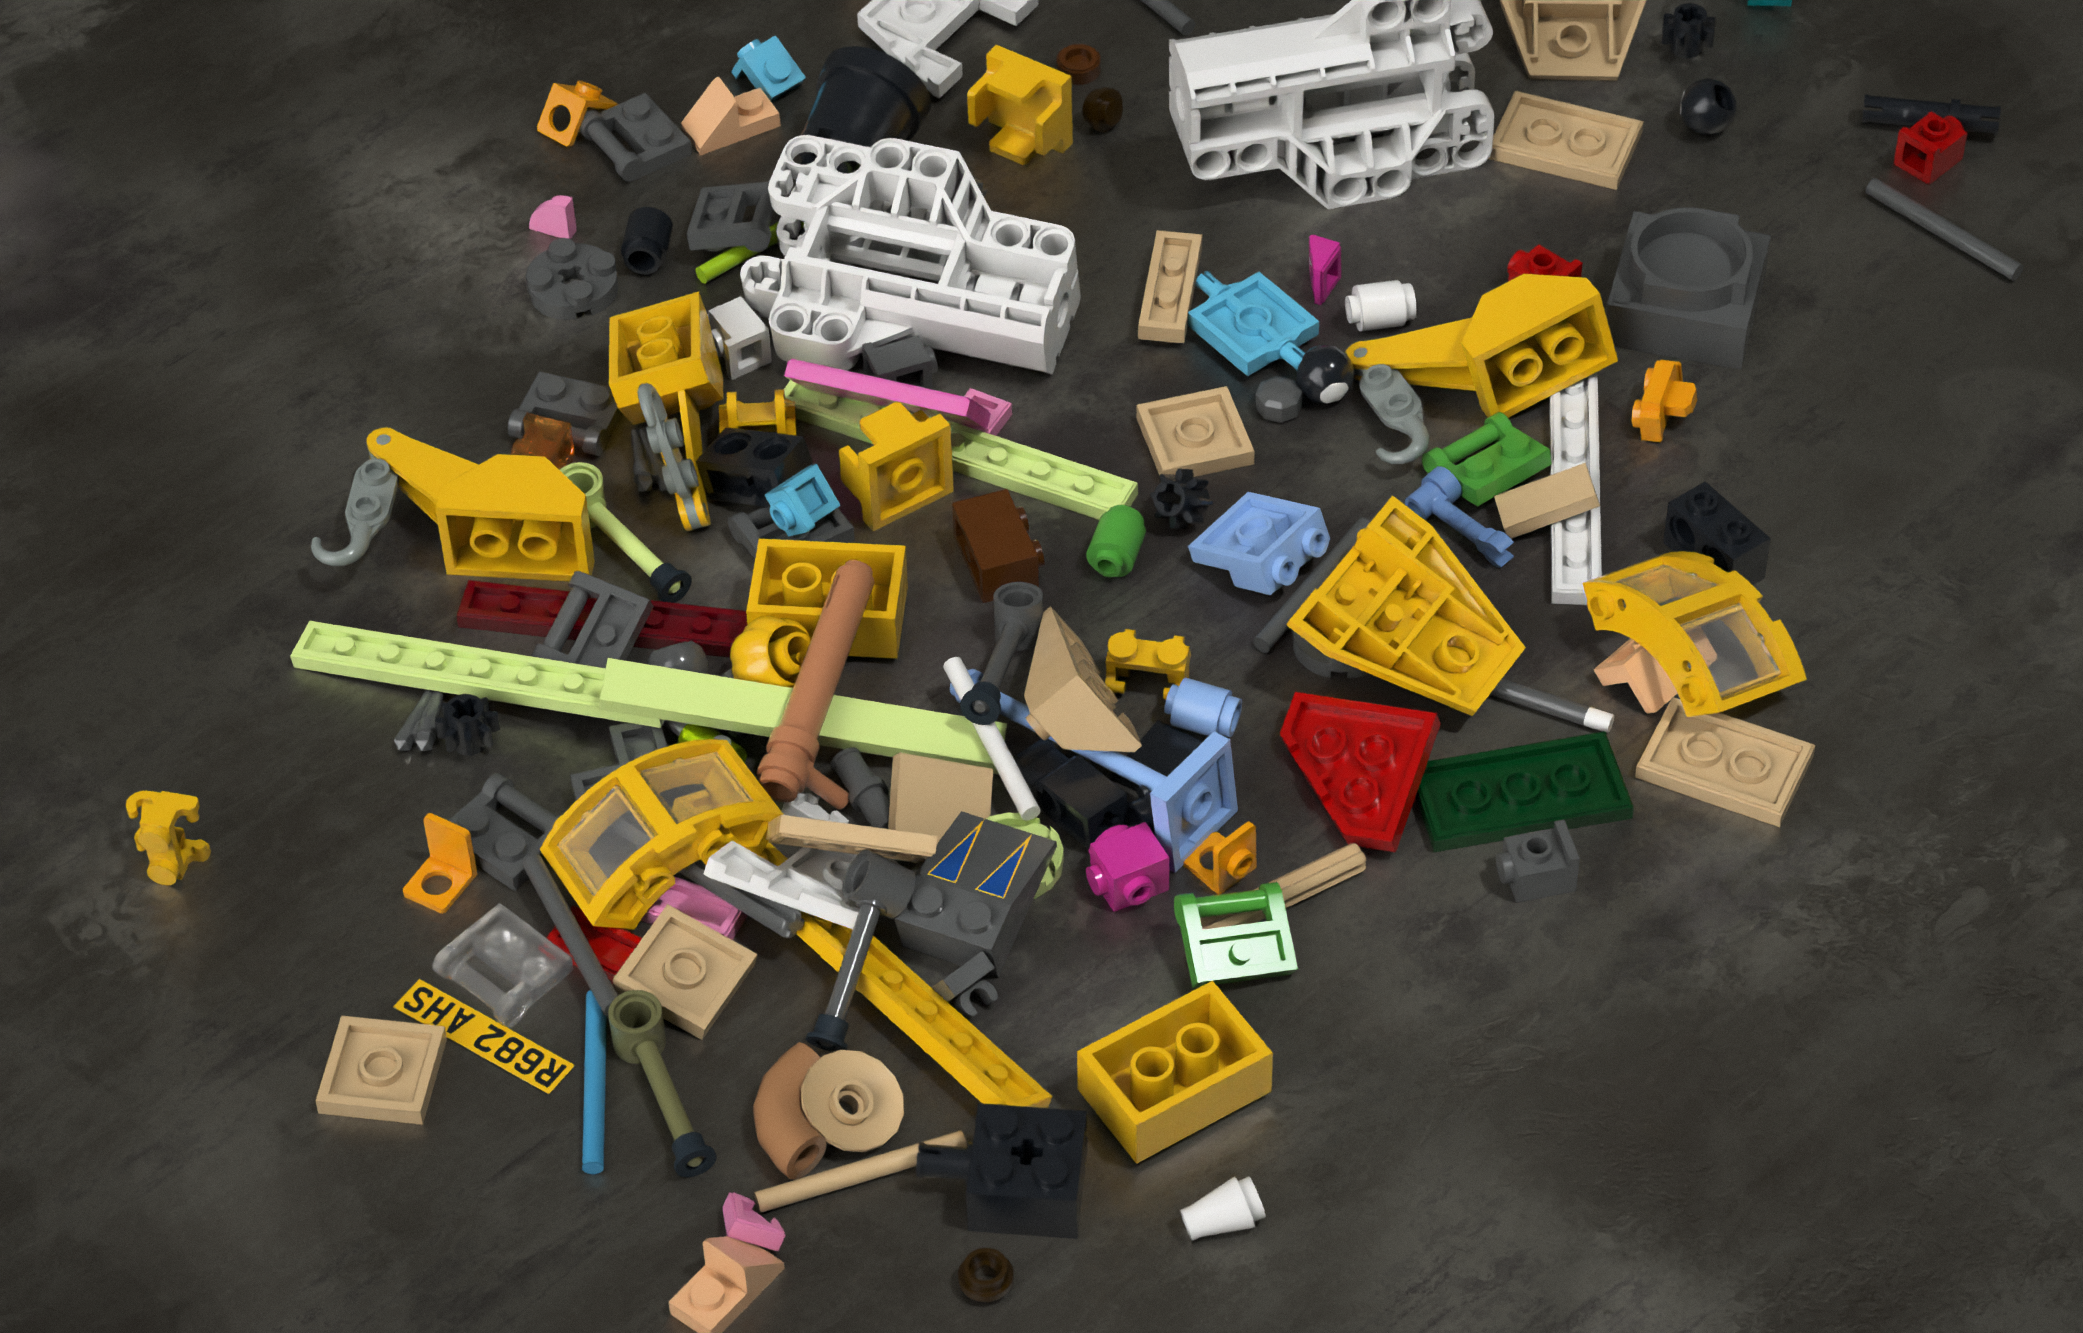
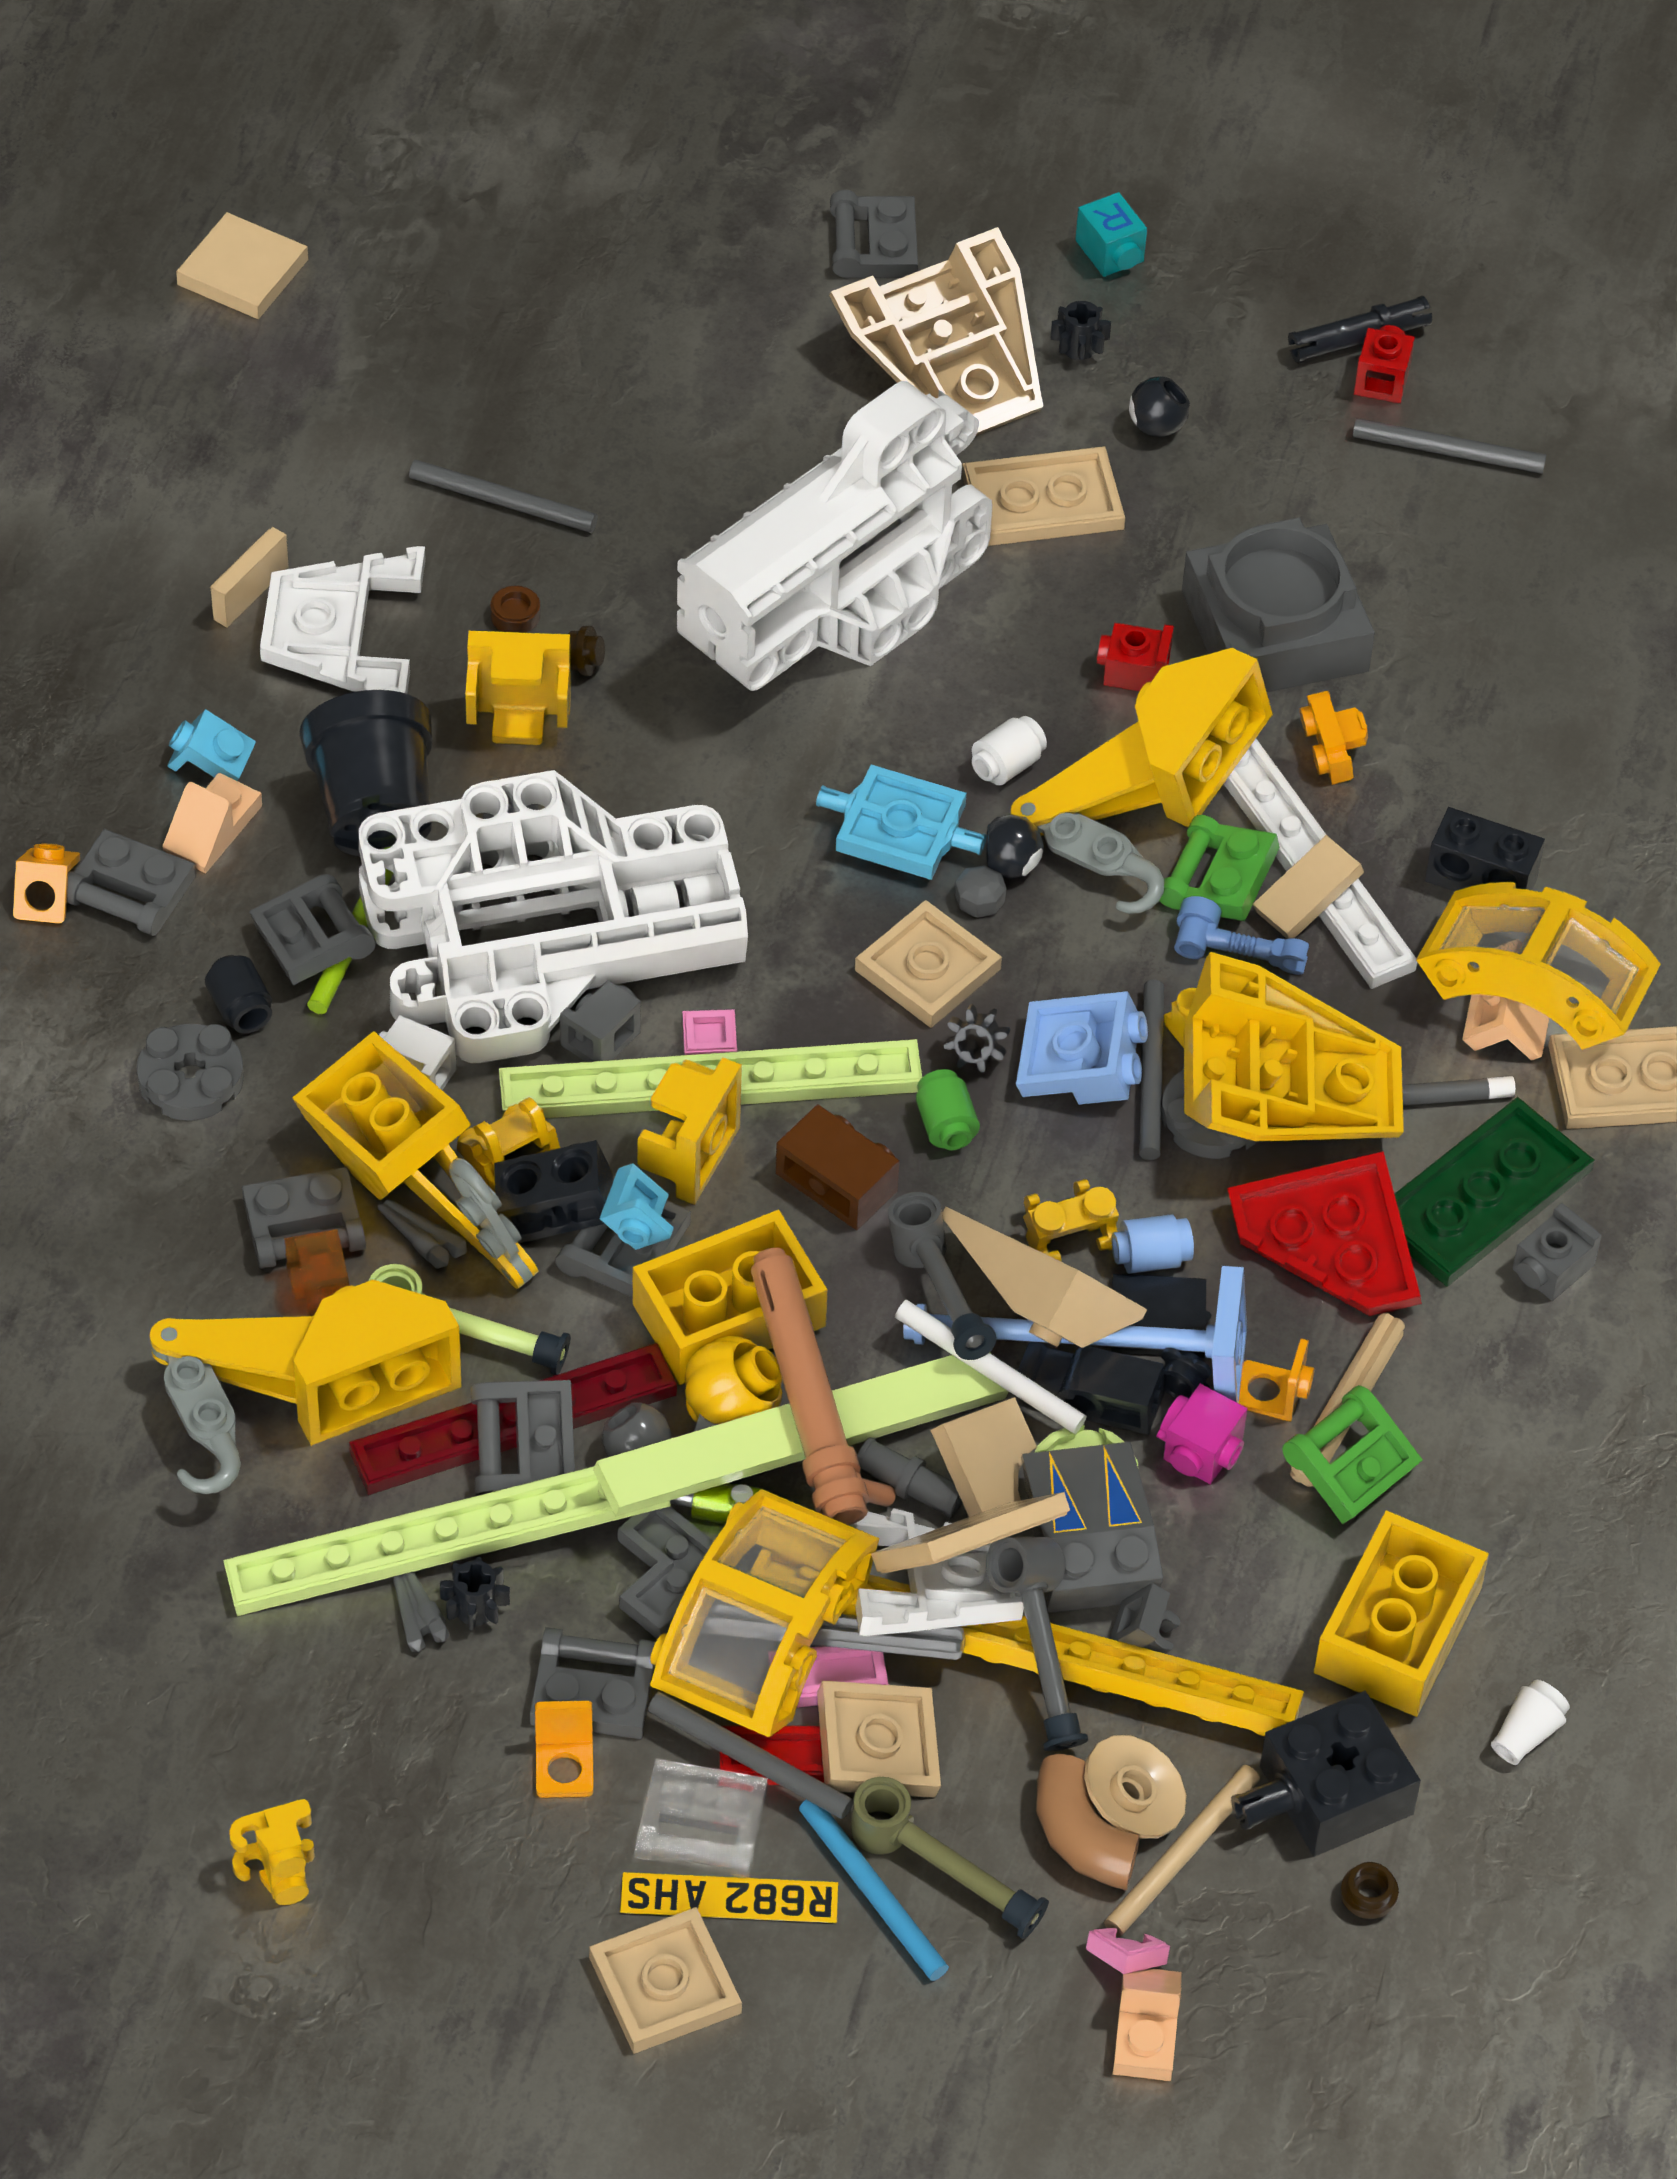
camera: 35 degrees left, 5 degrees up
(555, 217) = (121, 1010): bright pink tile -> none
(886, 392) = (636, 1056): tile -> none
(1170, 286) = (793, 817): tan plate -> none
(1323, 266) = (922, 733): dark pink slope -> none

